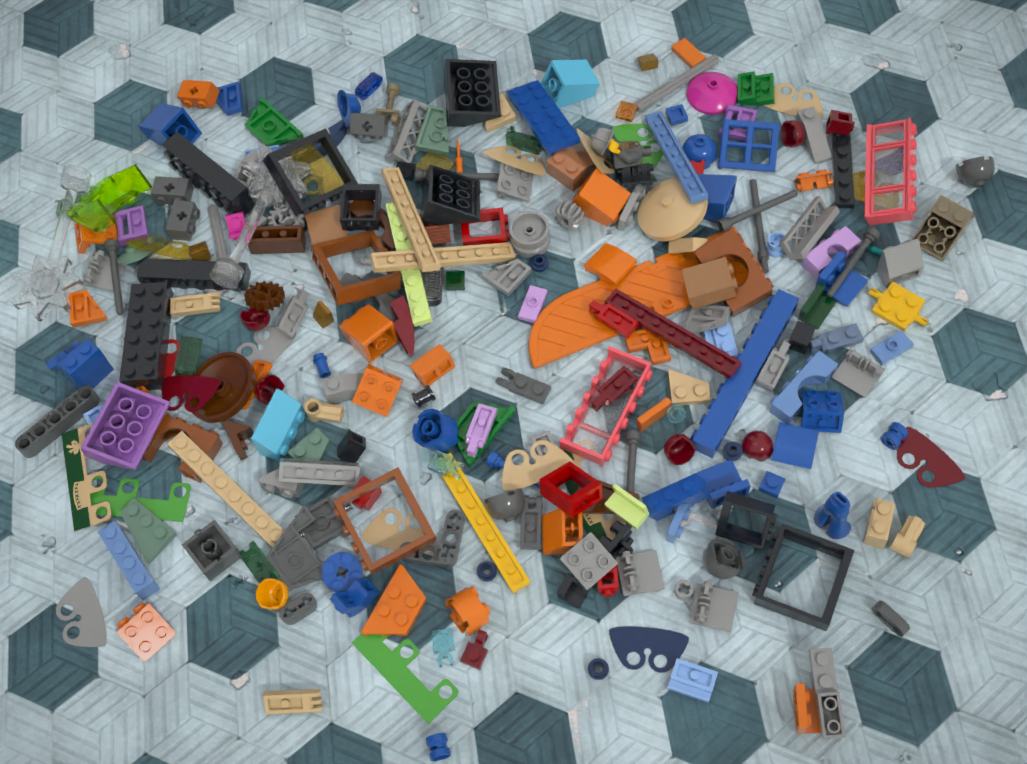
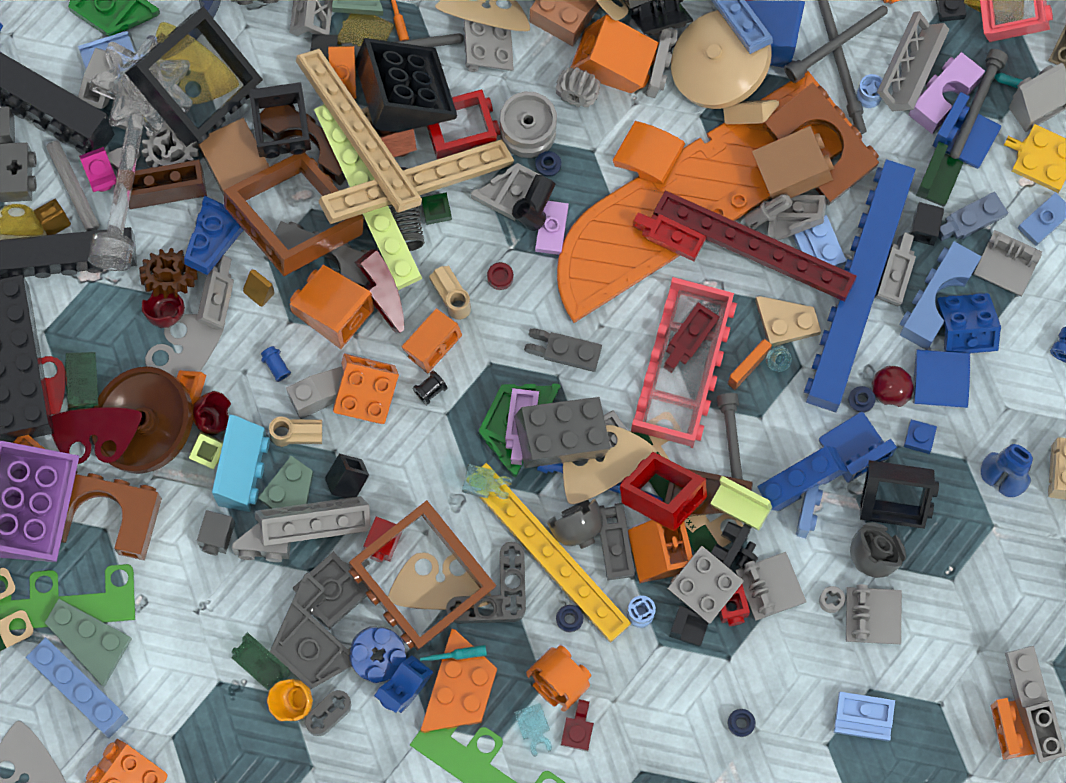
camera: 20 degrees left, 10 degrees up
(195, 304) = (68, 300): tan hinge -> none
(212, 550) = (191, 654): dark grey brick -> none
(226, 488) = (190, 566): tan plate -> none
(237, 435) = (180, 483): reddish brown slope -> none
(251, 470) = (215, 533): none -> dark grey brick
(255, 411) = (206, 450): none -> yellowish green brick
(298, 277) = (212, 236): none -> blue wing
(400, 582) = (458, 654): none -> teal piece
(413, 180) = (343, 62): none -> orange plate
(435, 430) = (461, 437): blue brick -> none
(453, 335) = (451, 291): none -> tan piece
(490, 331) = (500, 276): none -> dark red tile
(506, 436) = (562, 432): none -> dark grey brick
(519, 288) = (530, 209): none -> black piece
(540, 578) = (639, 616): none -> light blue wheel
(644, 340) = (734, 266): orange plate -> none
(659, 641) = (784, 673): dark blue piece -> none
(679, 449) = (792, 409): dark red hair -> none
(687, 311) = (768, 211): none -> light grey axle
(813, 542) = (1031, 521): black window -> none

